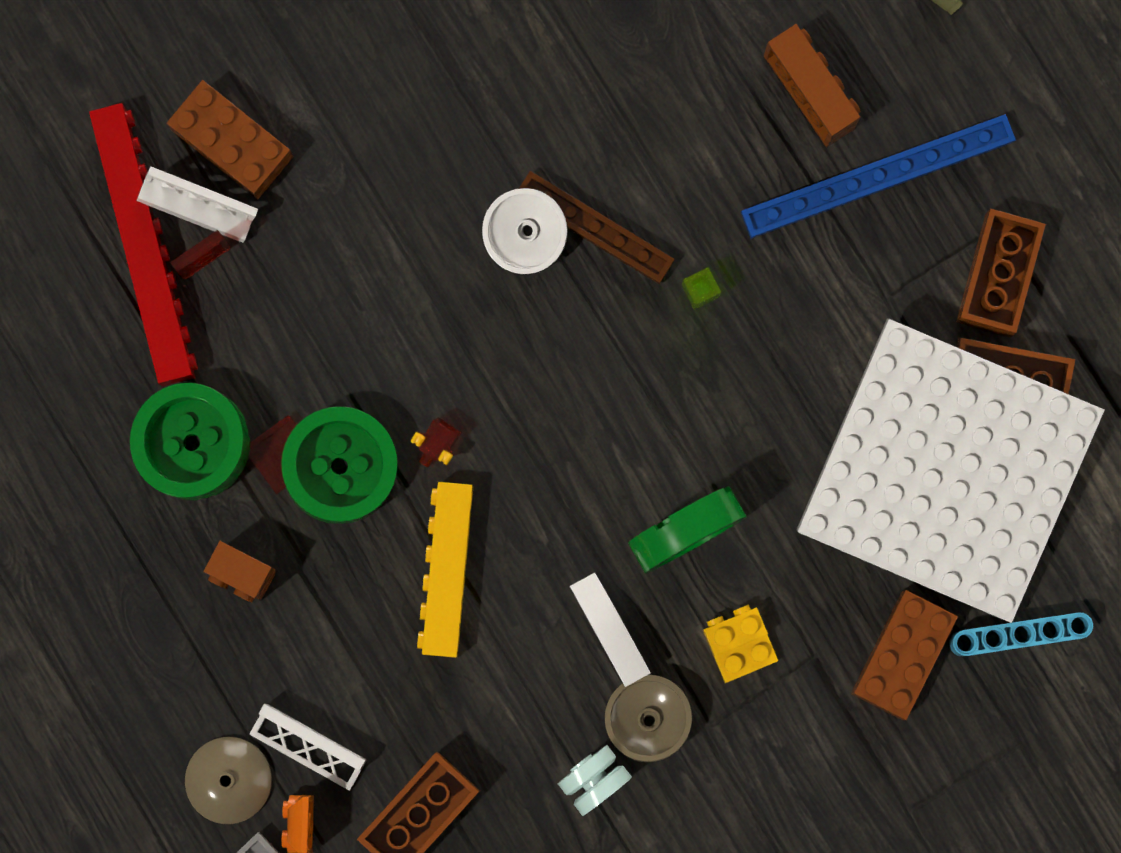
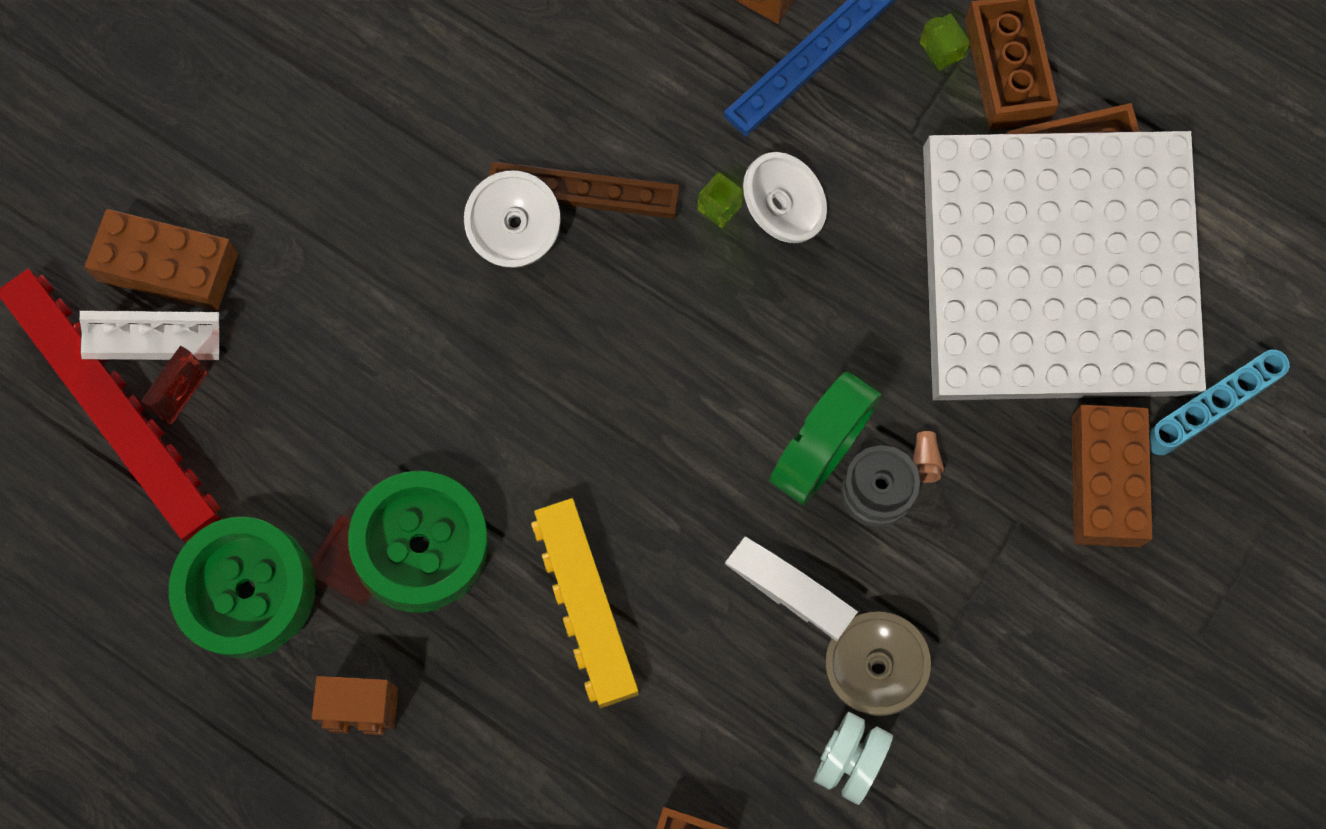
camera: 25 degrees left, 10 degrees down
(436, 442) = (514, 473): clear red piece -> none
(714, 565) = (890, 469): none -> dark grey wheel
(739, 643) = (933, 542): yellow plate -> none
(766, 314) = (785, 197): none -> white dish
(766, 575) = (927, 457): none -> nougat cone
(956, 227) = (944, 41): none -> clear neon green brick

